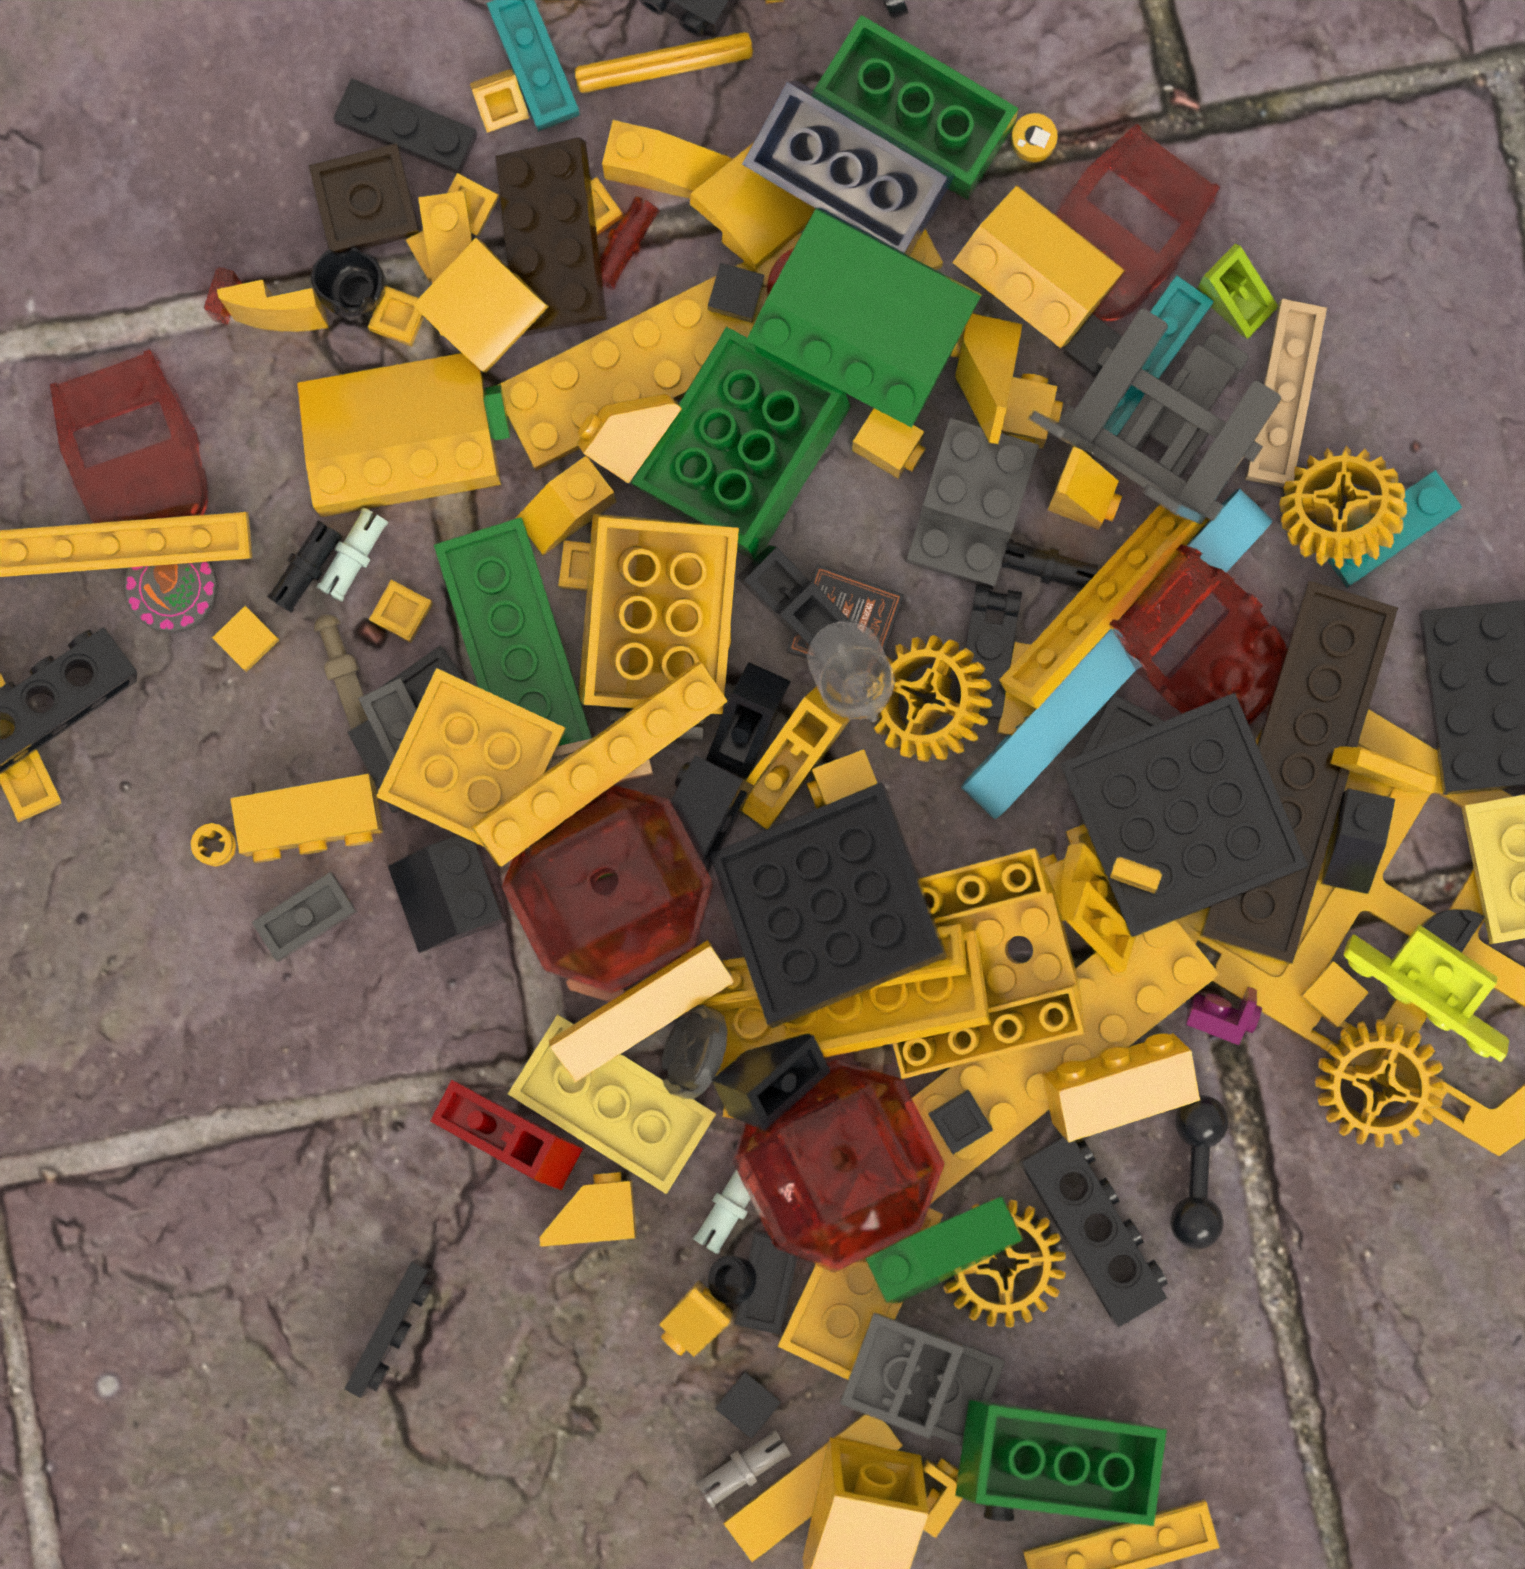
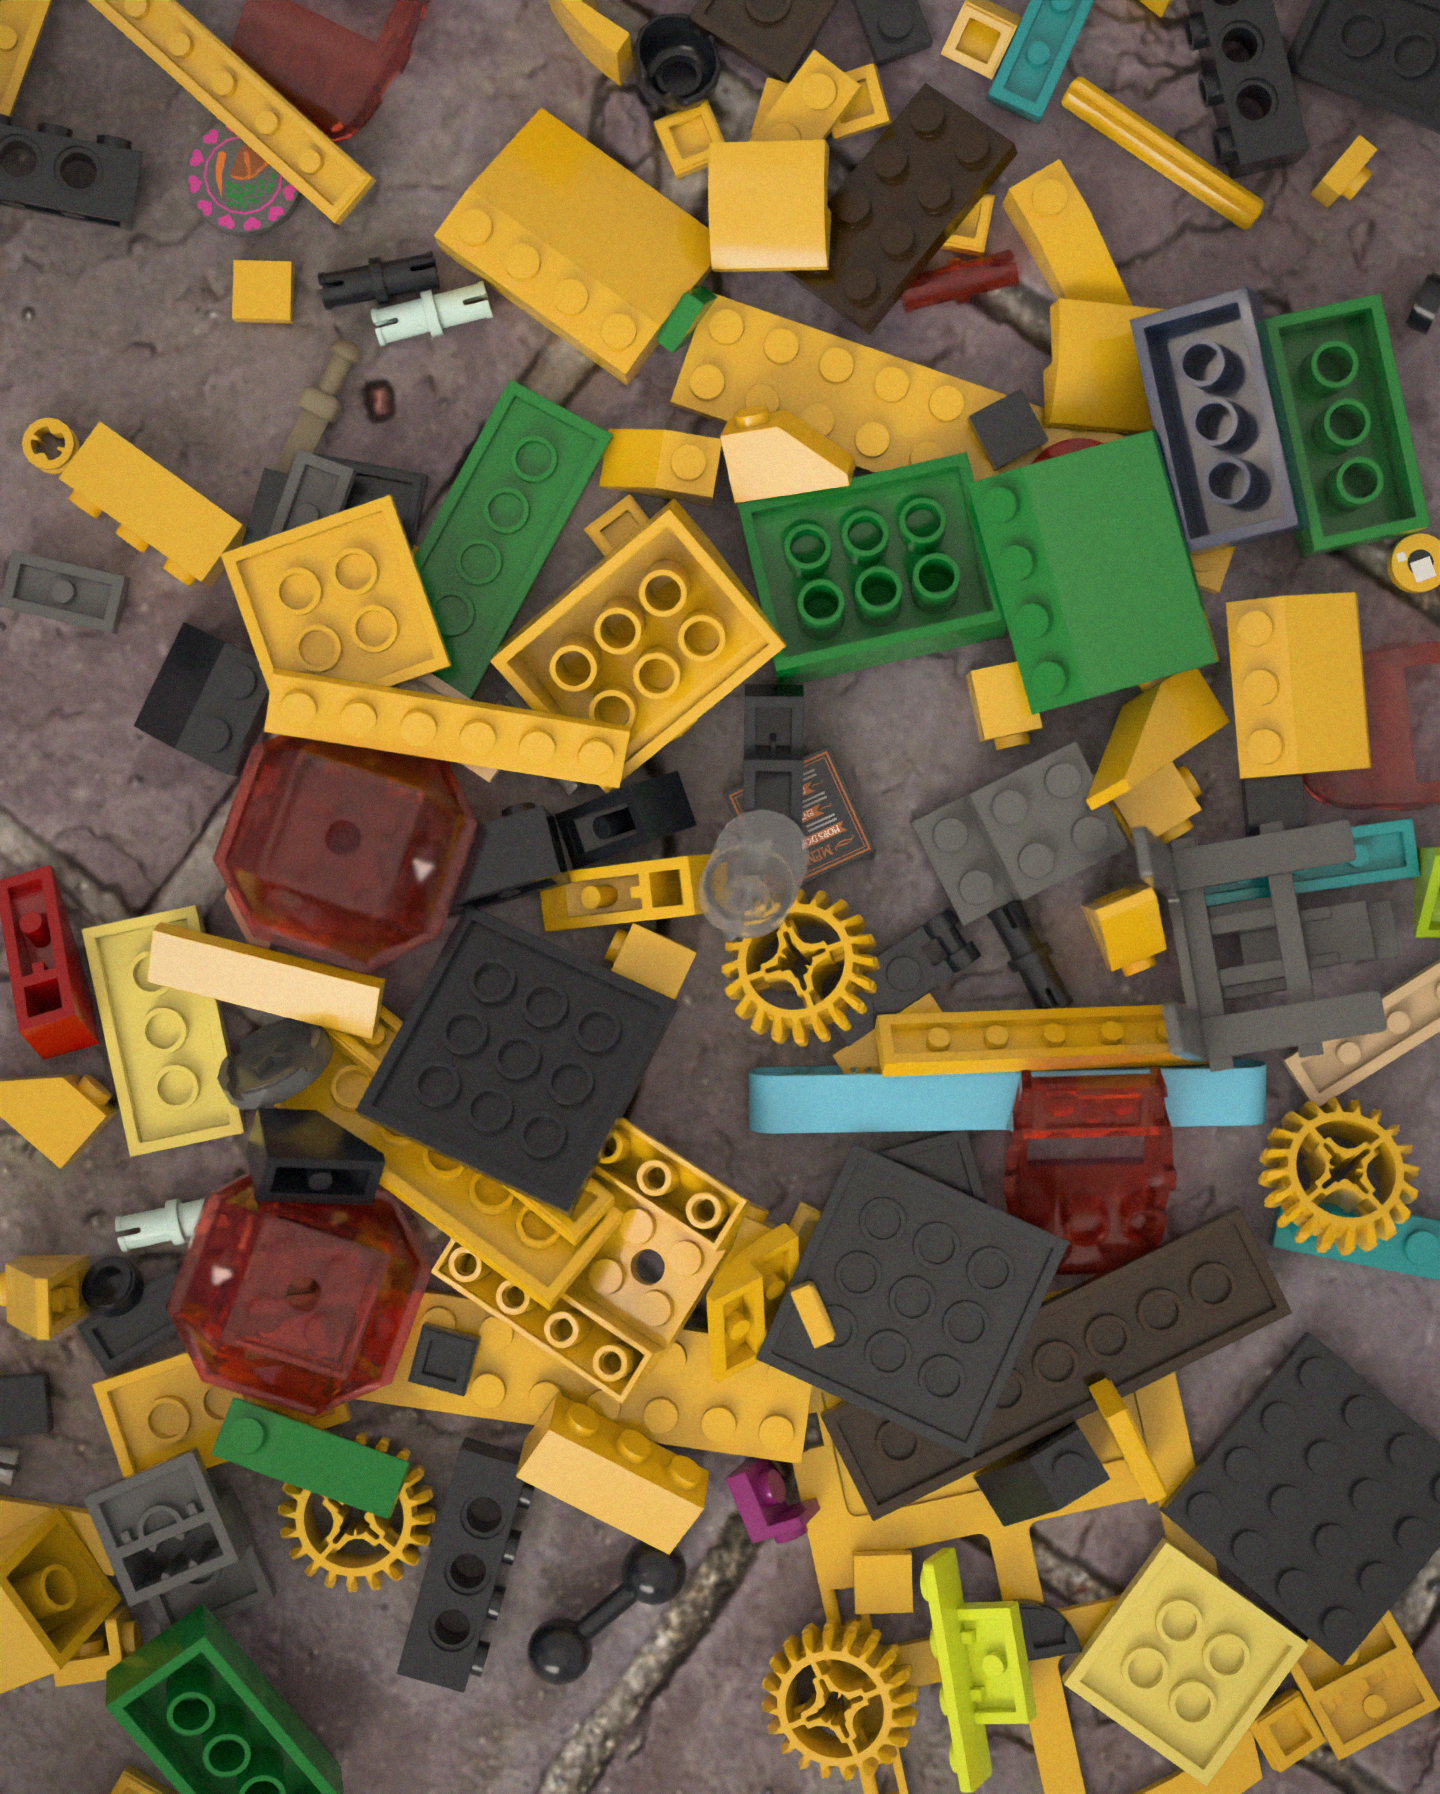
camera: 40 degrees right, 5 degrees up
(401, 611) = (423, 408): yellow tile -> none

